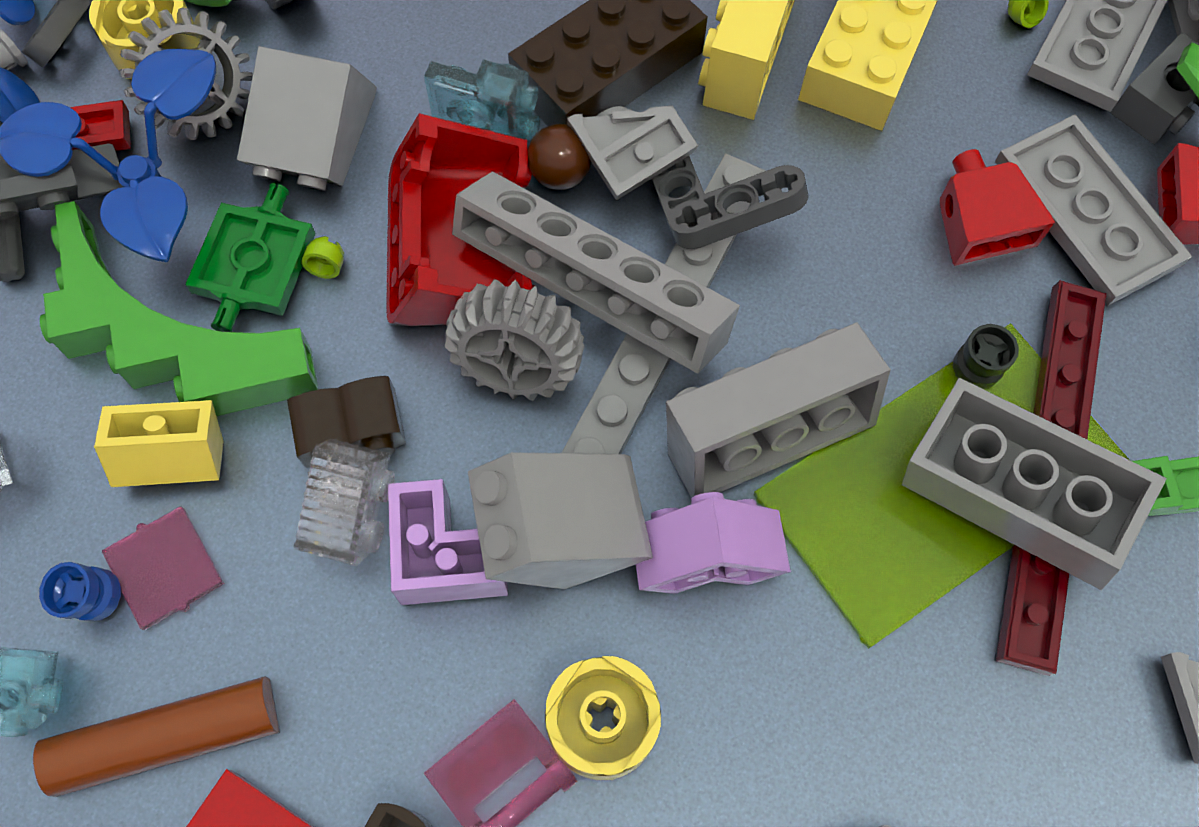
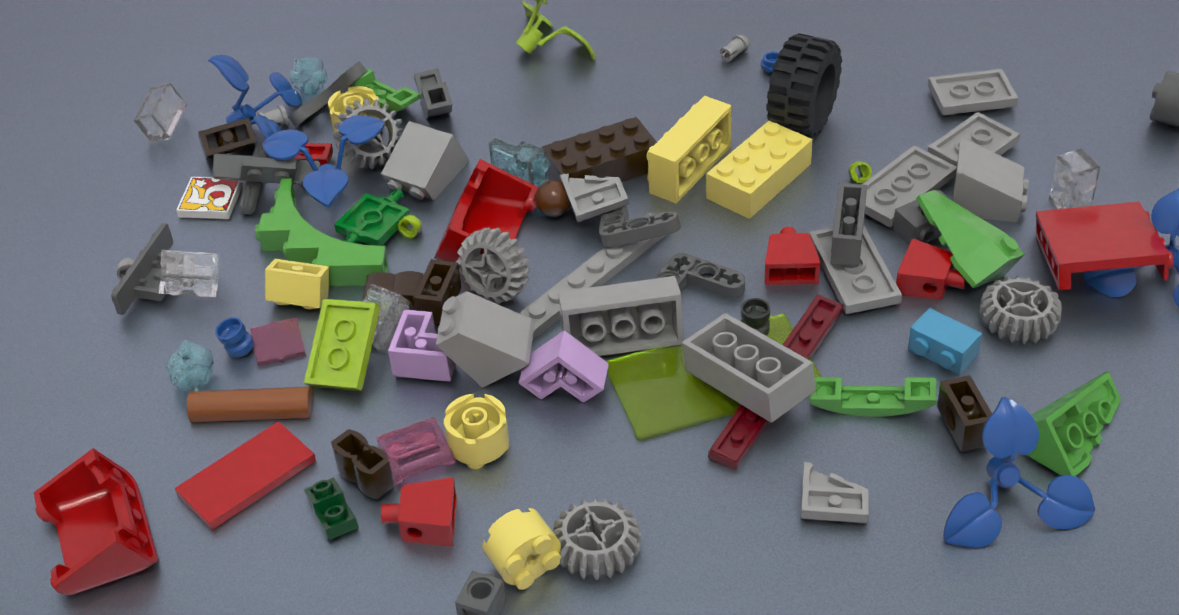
camera: 20 degrees right, 25 degrees down
(295, 580) = (342, 344): none -> lime plate
(427, 412) = (436, 287): none -> dark brown brick
(595, 271) = (549, 243): light grey brick -> none
(836, 272) = (724, 282): none -> dark grey beam
(1084, 137) = (848, 224): none -> dark grey brick

